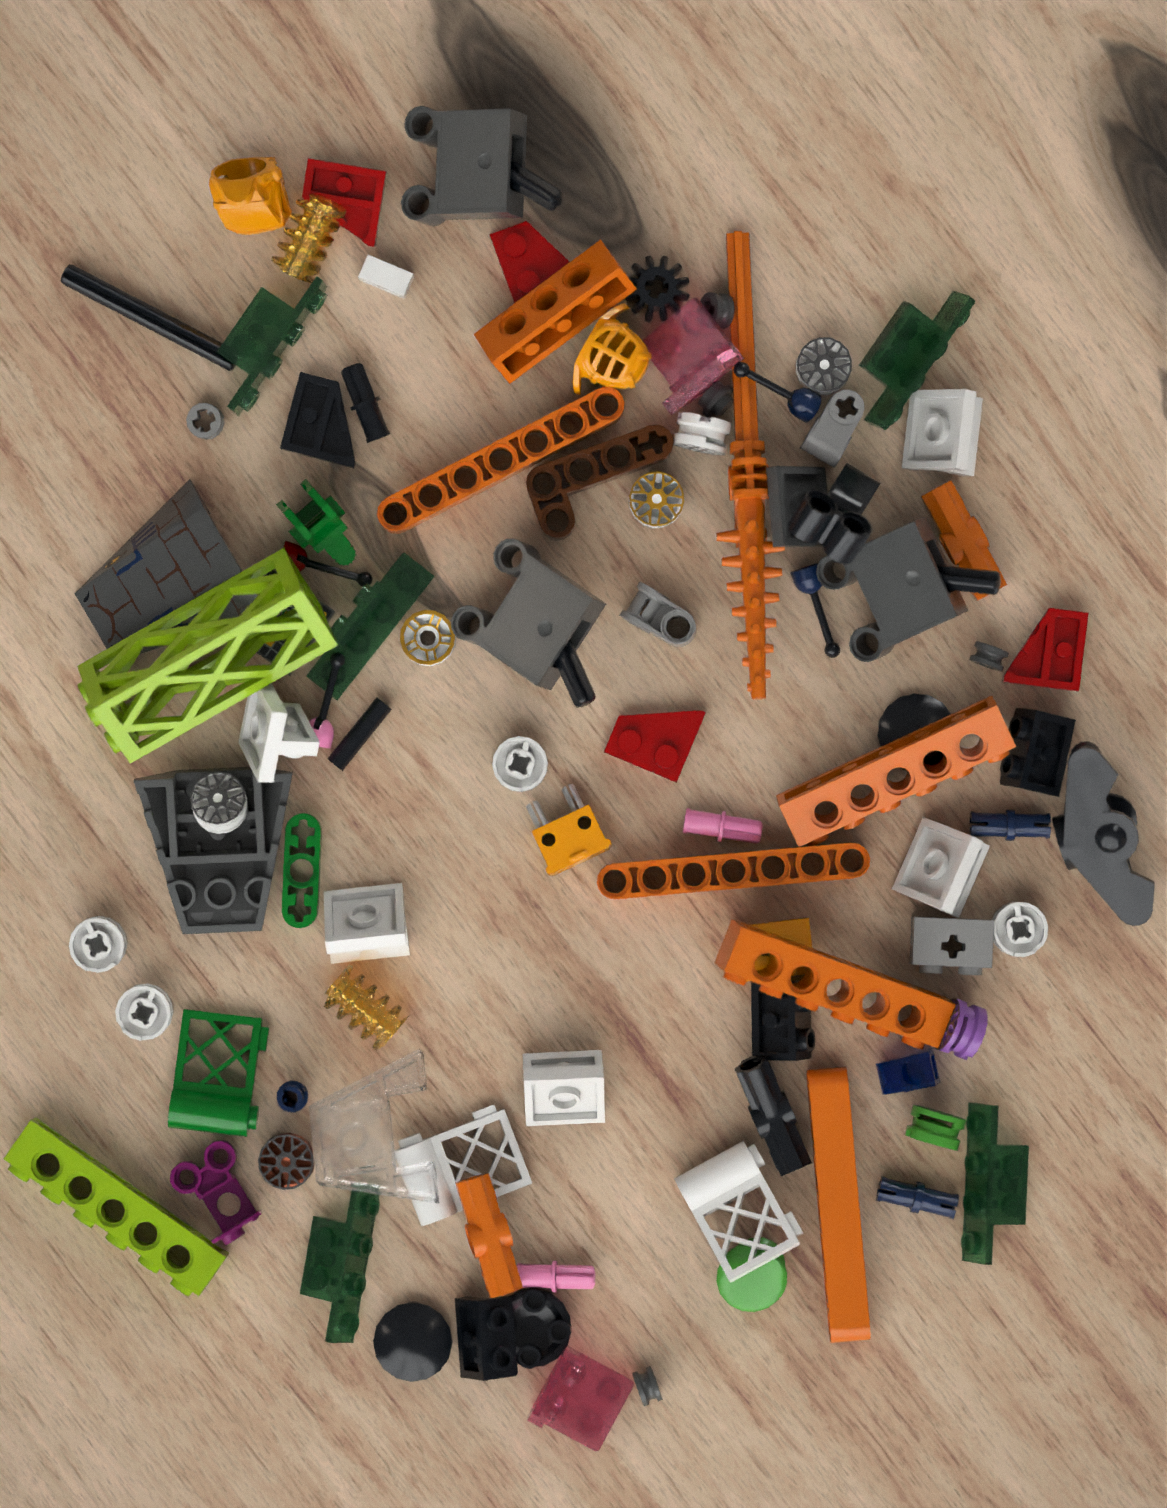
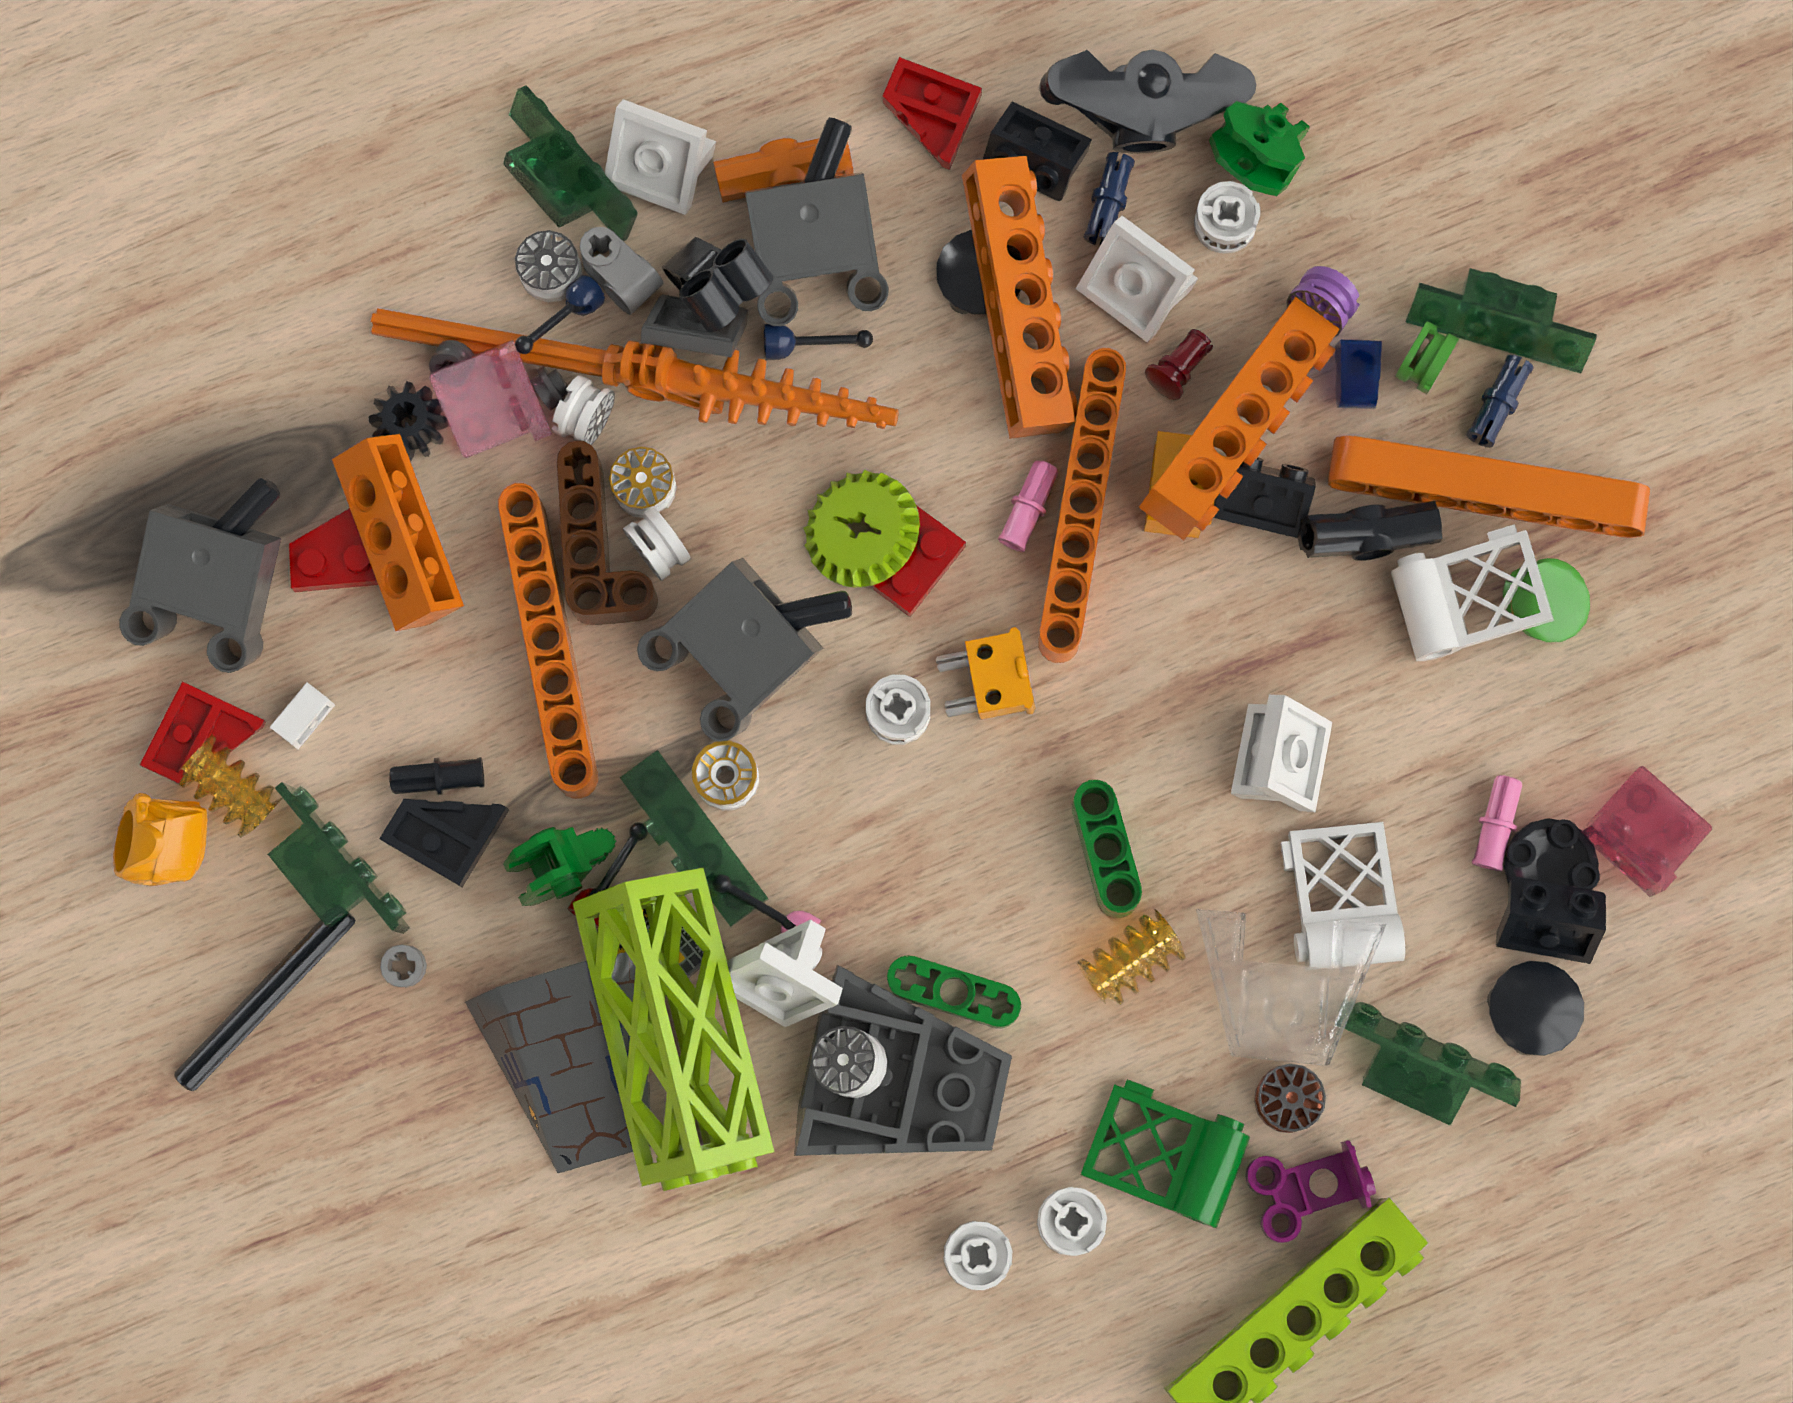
camera: 70 degrees left, 10 degrees down
(288, 1105) = (1222, 1057): dark blue pin -> none
(359, 734) = (814, 883): black piece -> none
(365, 923) = (1035, 930): white bracket -> none
(429, 969) = (1110, 826): none -> green beam
(489, 1235) = (1435, 881): orange piece -> none
(607, 531) = (660, 537): none -> white wheel
(612, 354) = (465, 483): light orange piece -> none
(647, 1386) = (1649, 751): dark grey bush -> none
(657, 615) = (772, 513): light grey piece -> none
(682, 712) = (870, 556): none -> lime gear
(875, 920) = (1175, 369): none -> dark red pin
(974, 935) = (1233, 266): light grey brick -> none
(989, 656) = (917, 173): dark grey bush -> none
(1088, 943) = (1261, 144): none -> green hinge

